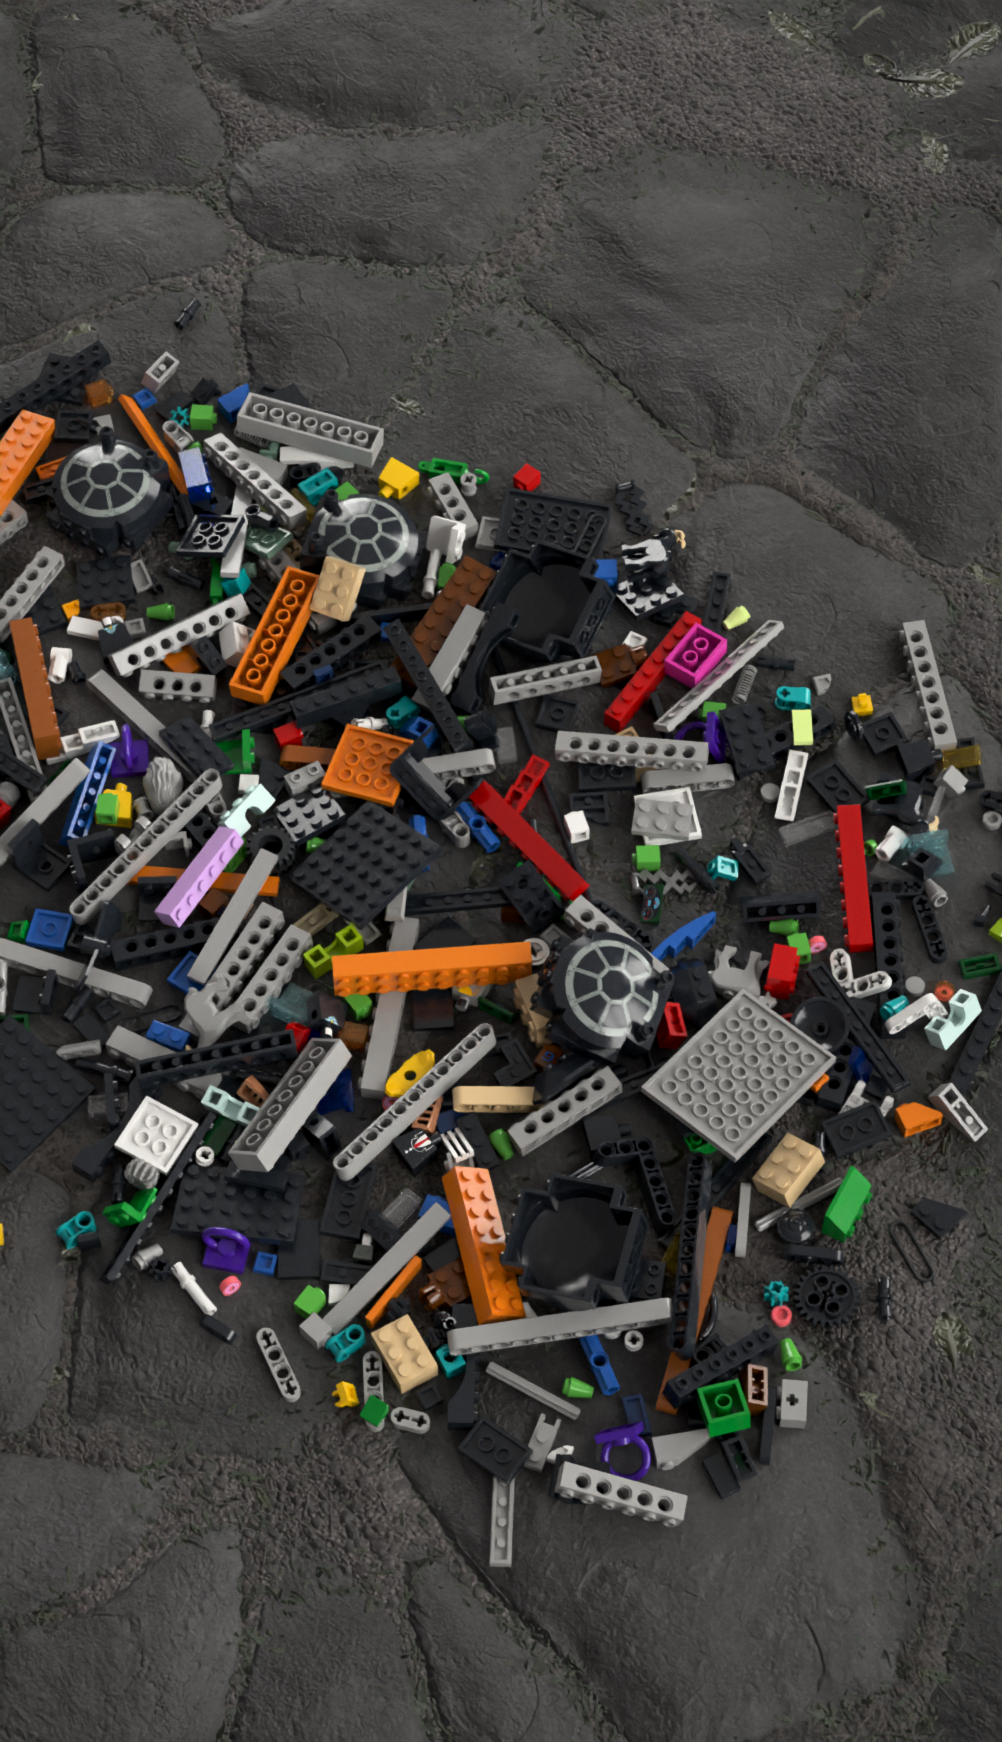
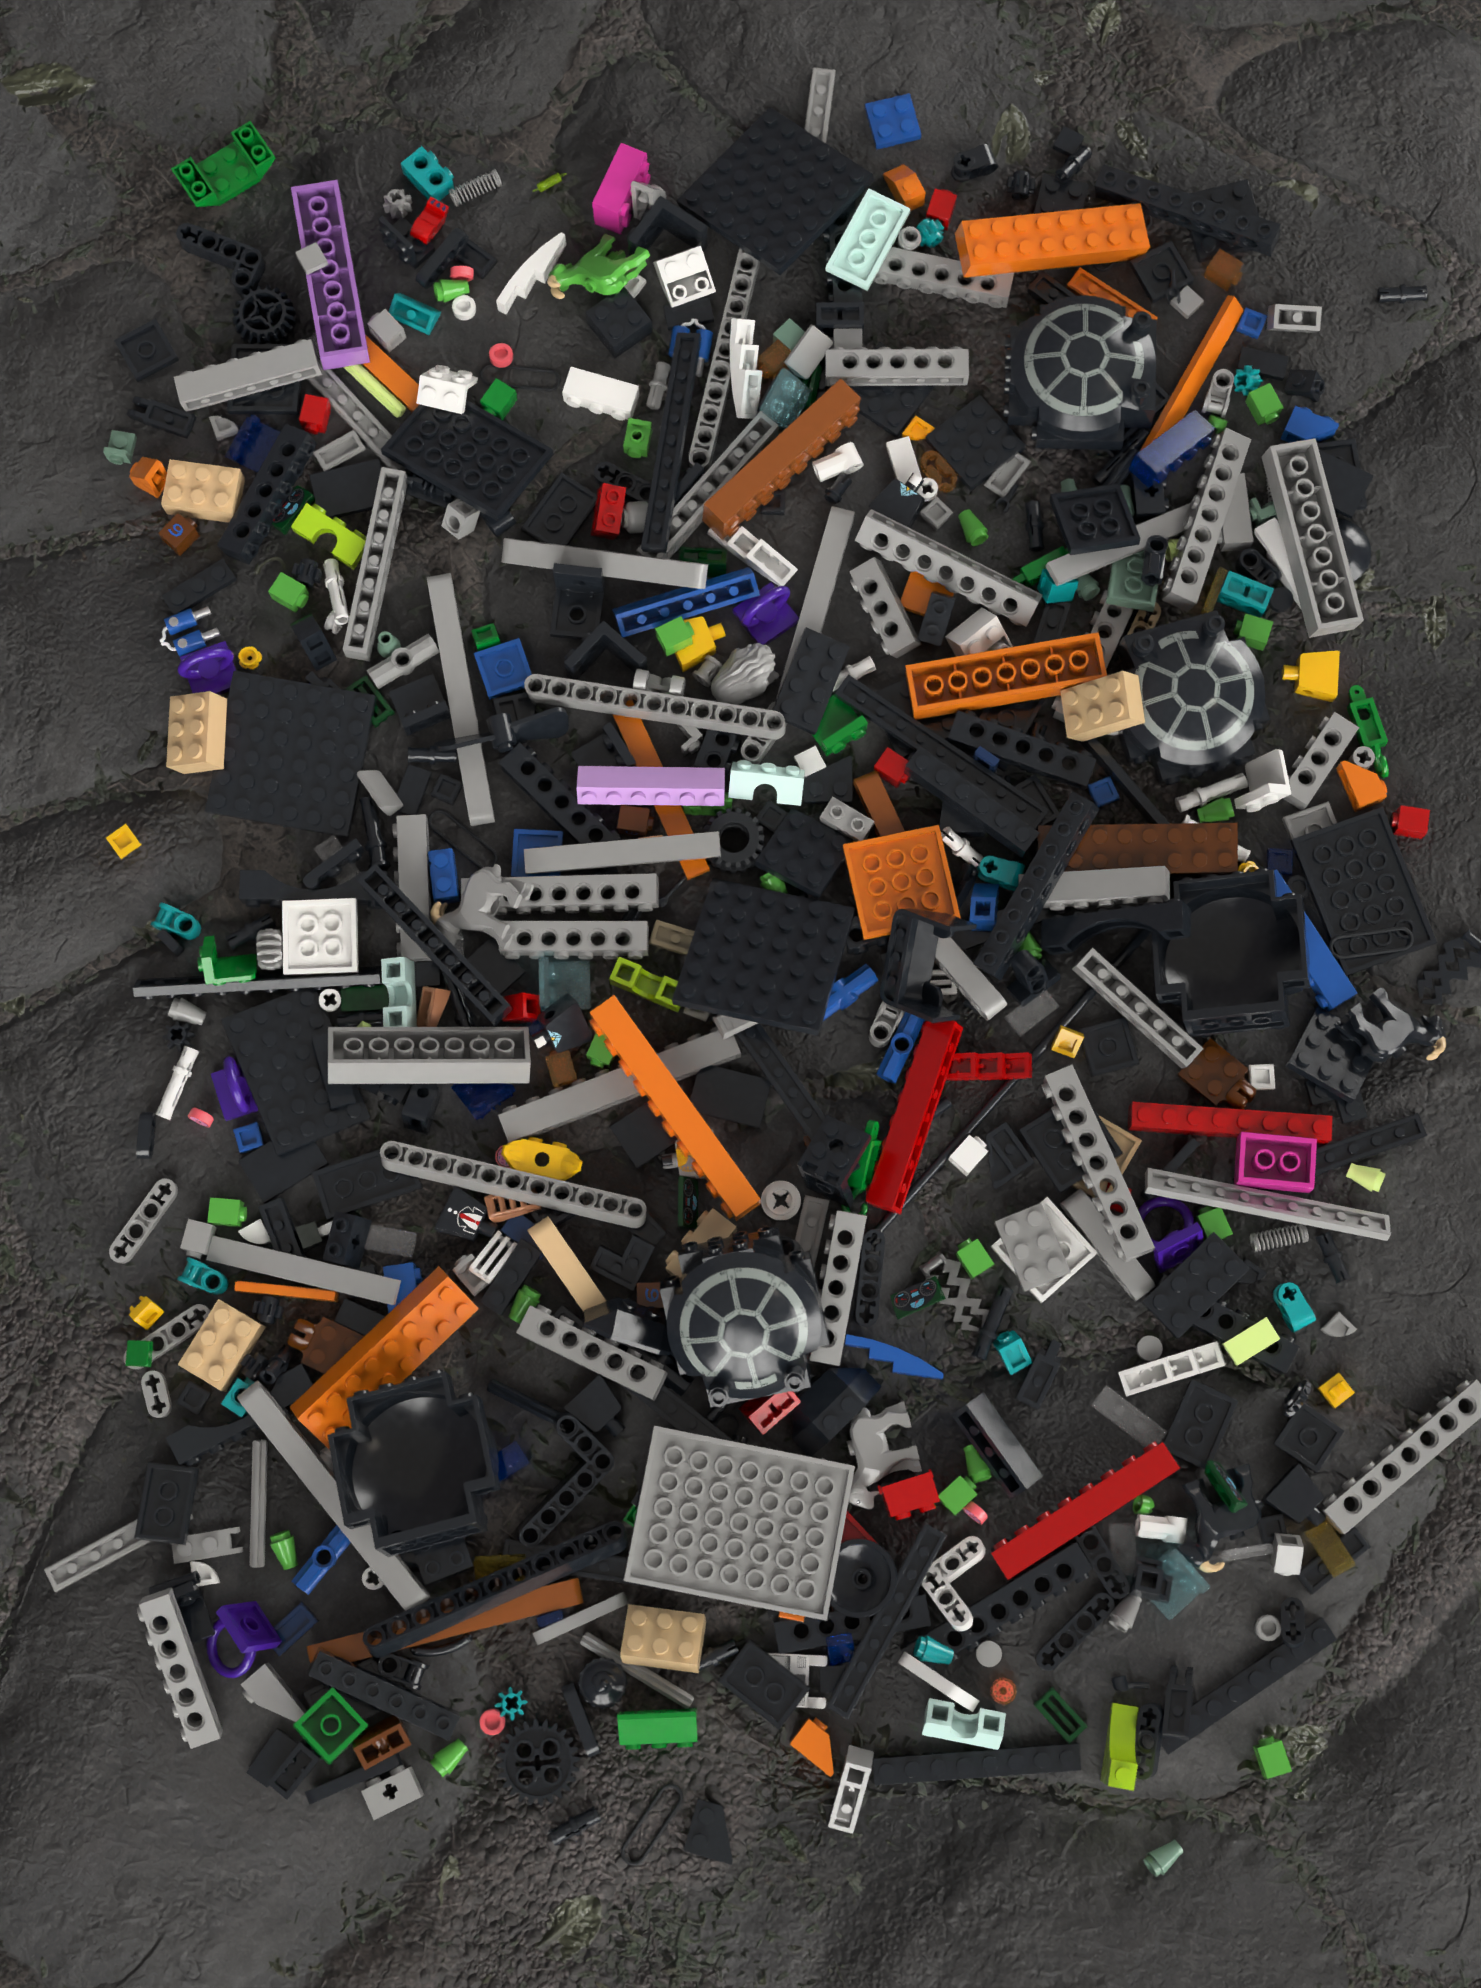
camera: 60 degrees right, 20 degrees up
(484, 493) = (1361, 785): none -> orange slope
(539, 733) = (1067, 1041): none -> yellow plate

